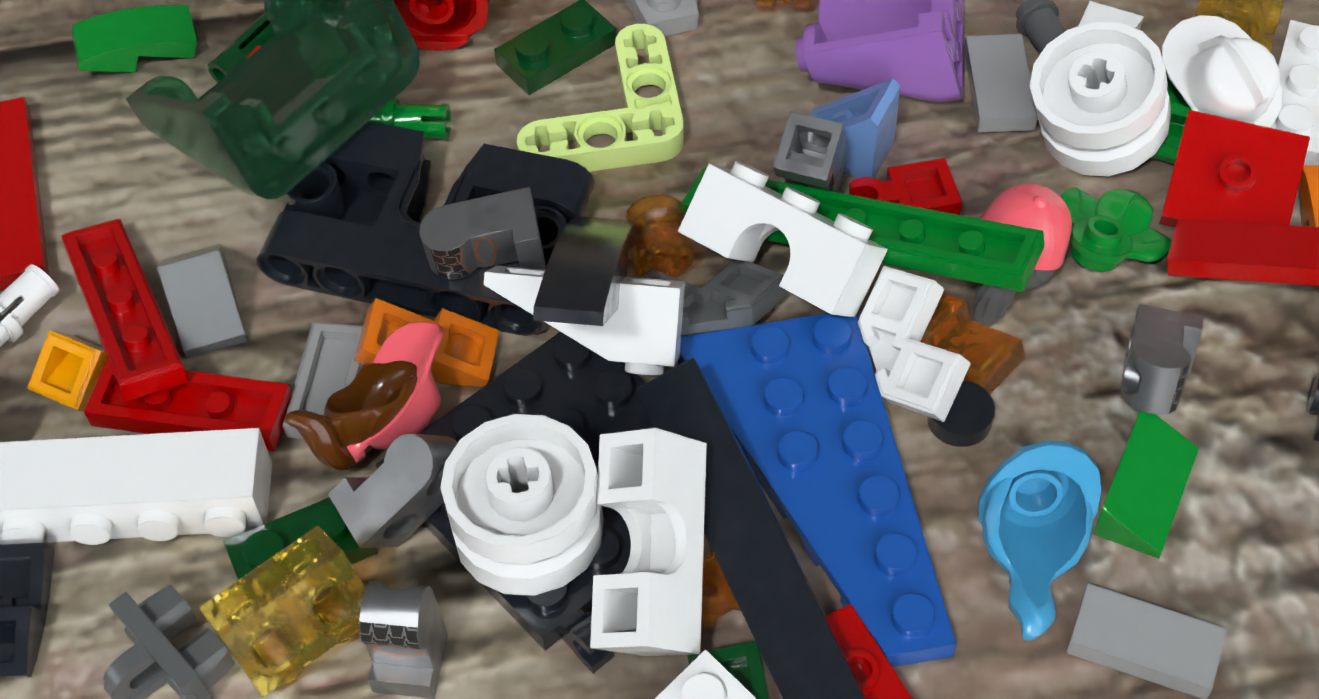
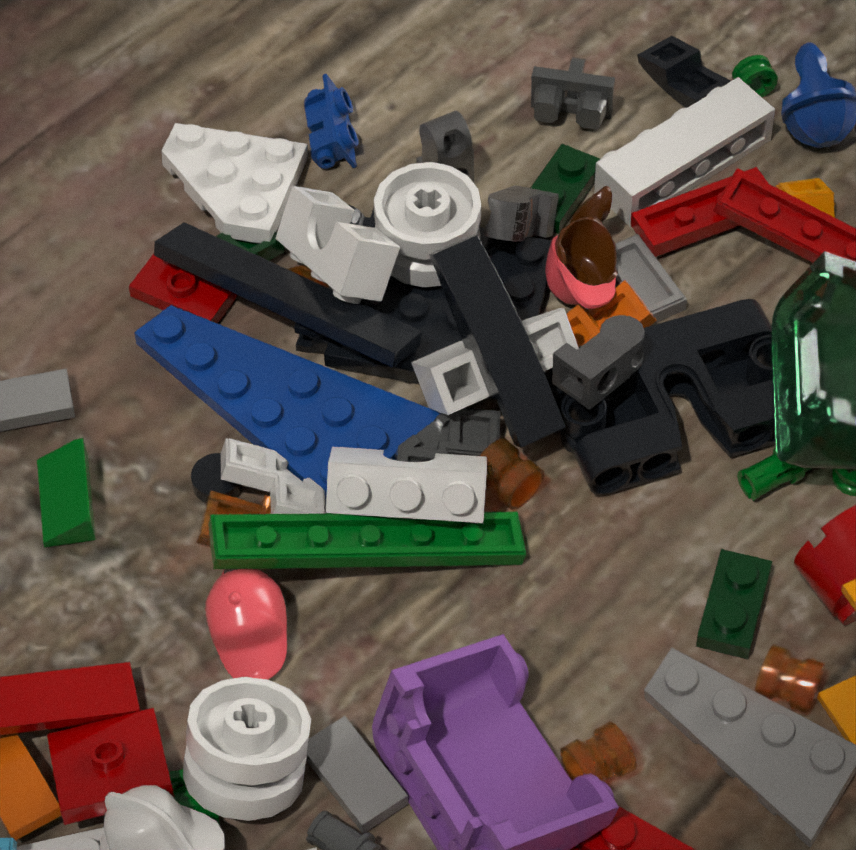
camera: 145 degrees right, 0 degrees up
(202, 300) = (769, 269): slope -> none
(283, 598) = (519, 133): clear yellow brick -> none
(639, 115) = (613, 573): yellowish green beam -> none
(811, 157) = (435, 567): flat silver leg -> none
(868, 125) = (432, 628): medium blue slope -> none
(914, 184) = (353, 618): red plate -> none
(1039, 523) = (125, 411): dark azure piece -> none
(1113, 229) = (180, 682): green plate -> none
(1159, 358) = (92, 538): flat silver leg -> none

